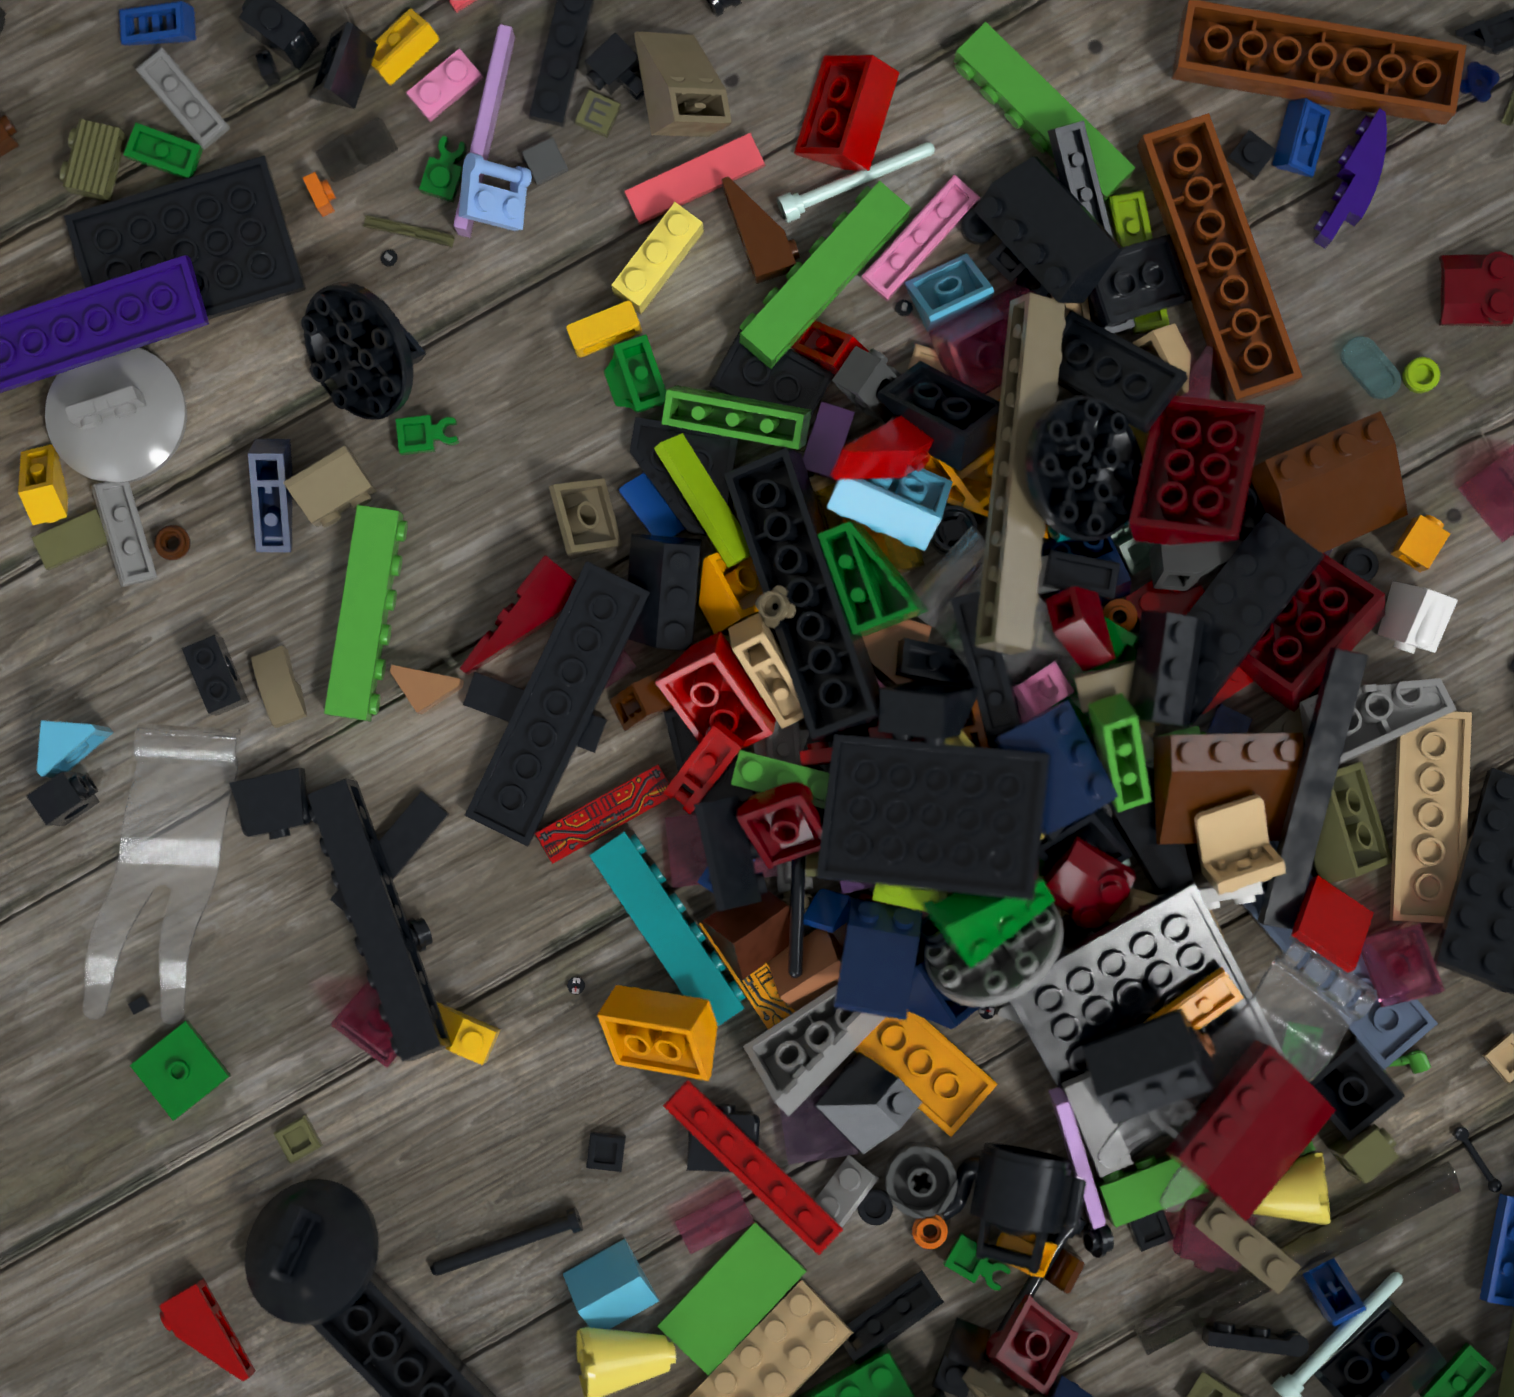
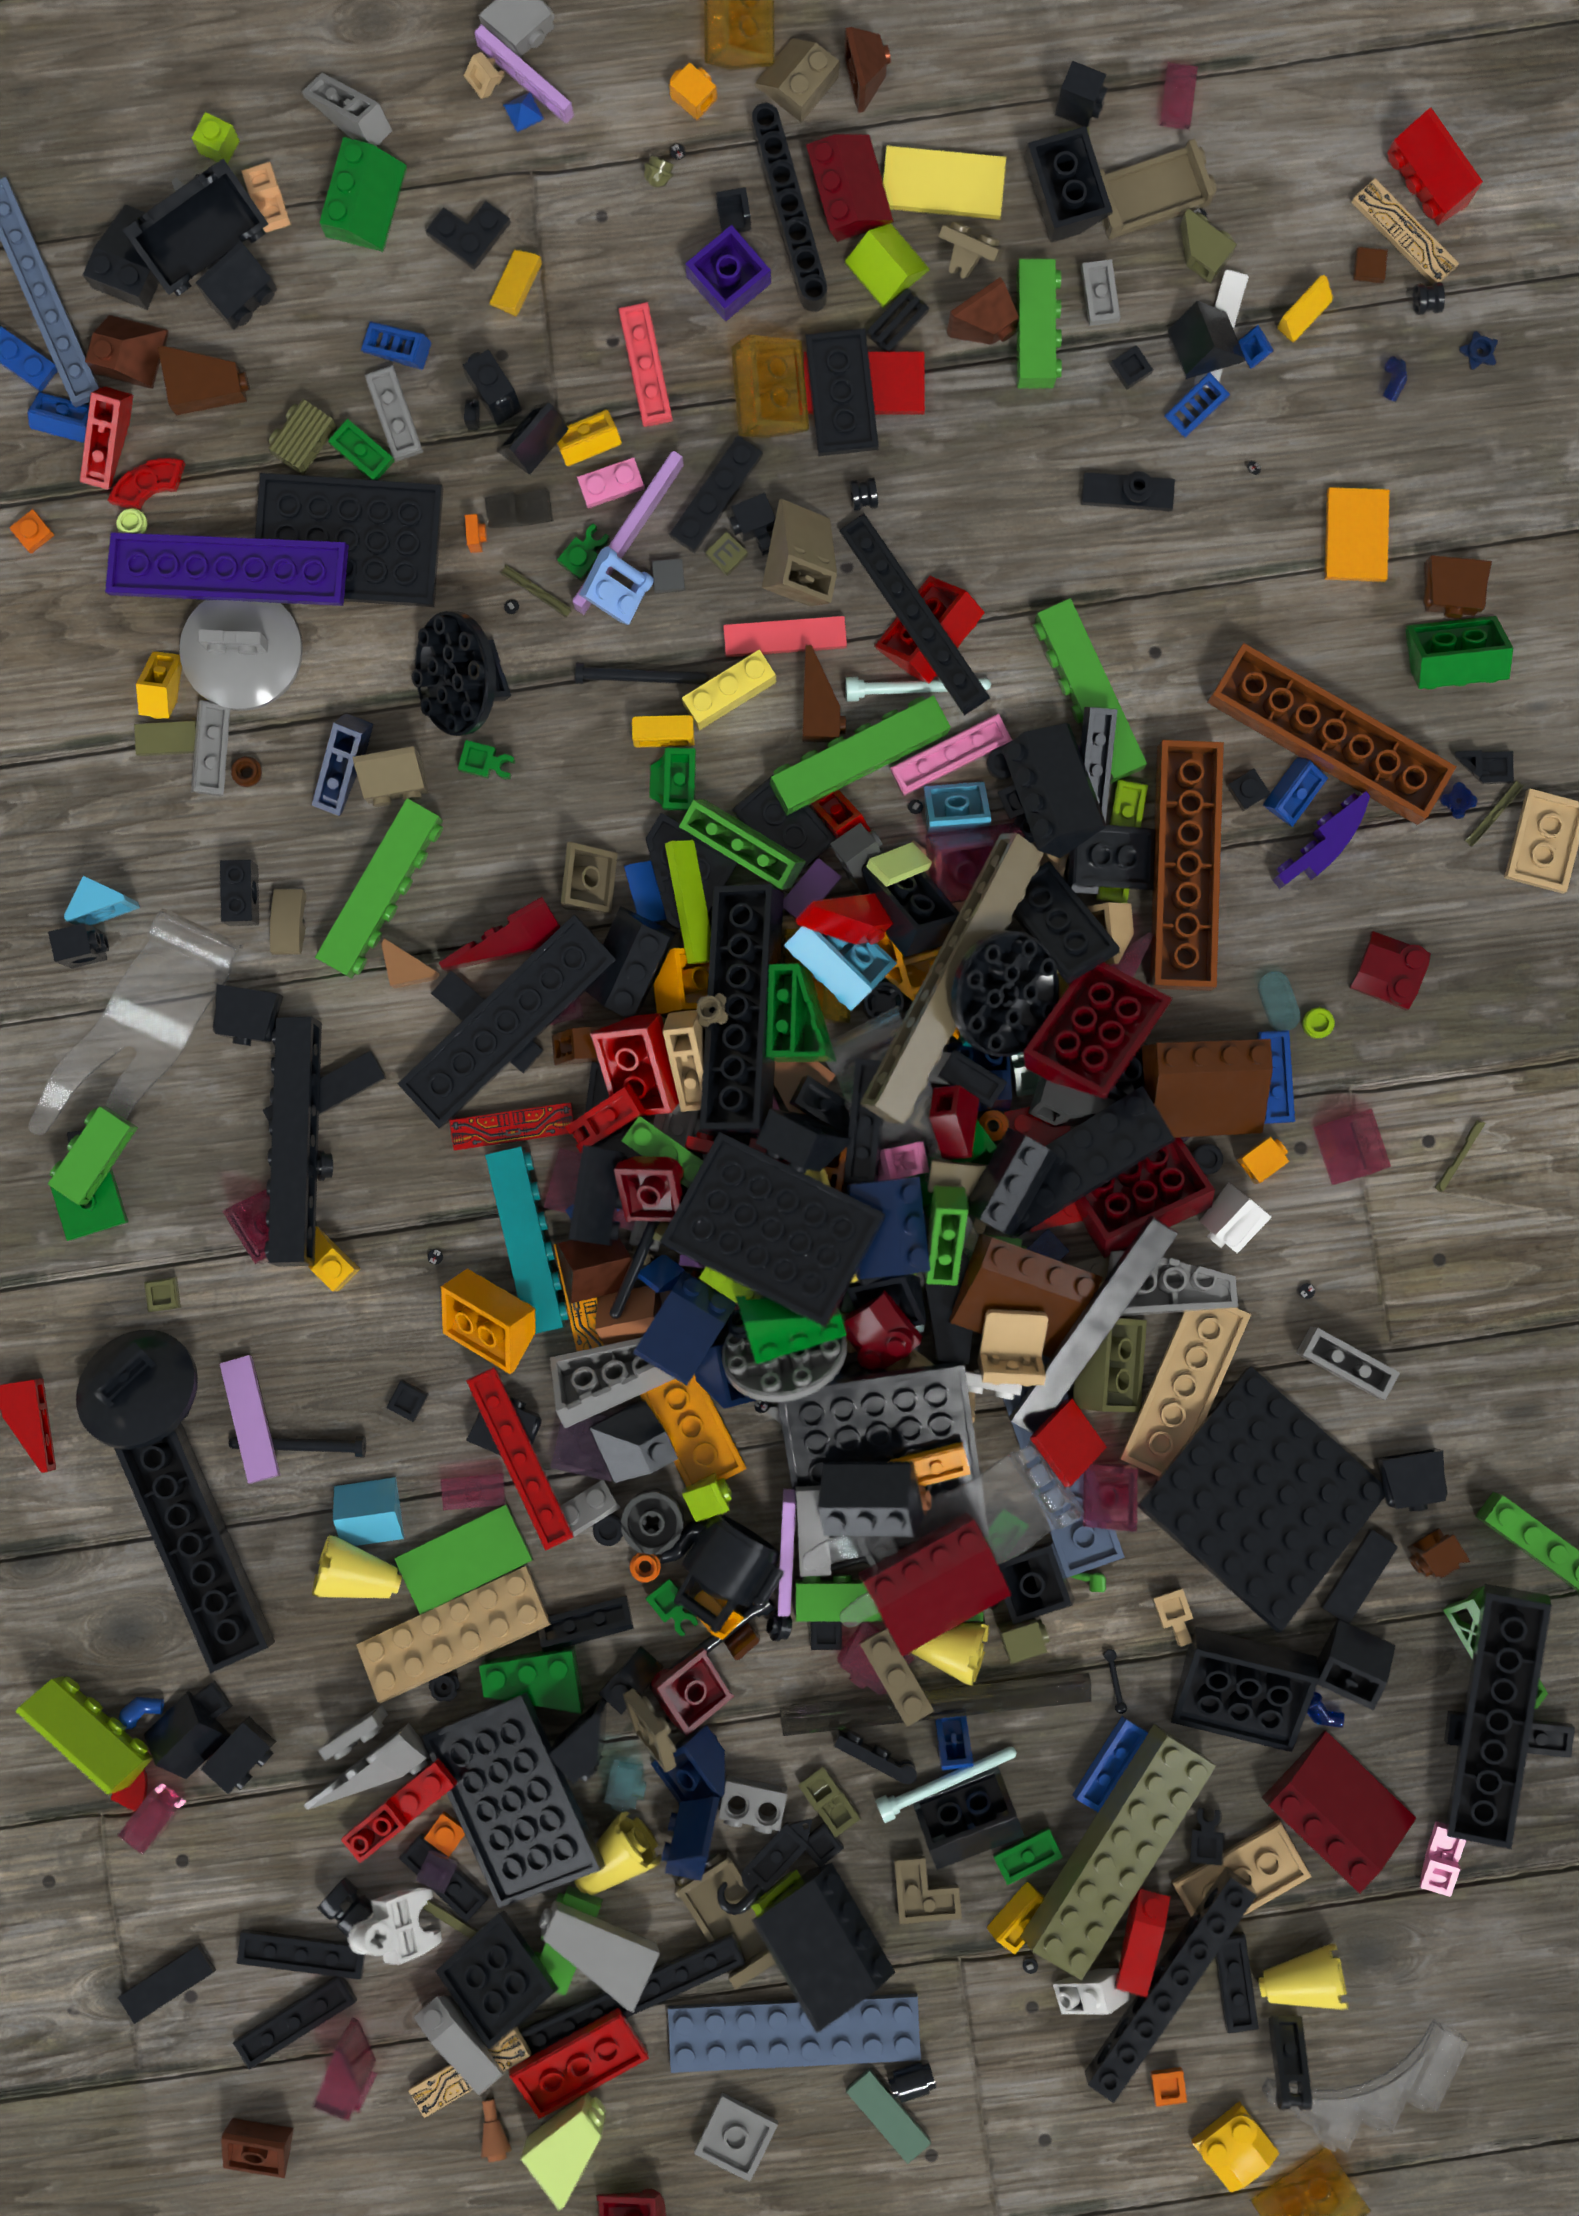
camera: 20 degrees right, 0 degrees up
(165, 1018) = (91, 1155): none -> bright green brick
(444, 1237) = (249, 1419): none -> lavender tile
(555, 279) = (633, 675): none -> black bar
(827, 101) = (914, 614): none -> black tile
(913, 374) = (899, 864): none -> yellowish green tile
(970, 1131) = (708, 1497): none -> lime slope
(1414, 470) = (1281, 1098): none -> blue tile

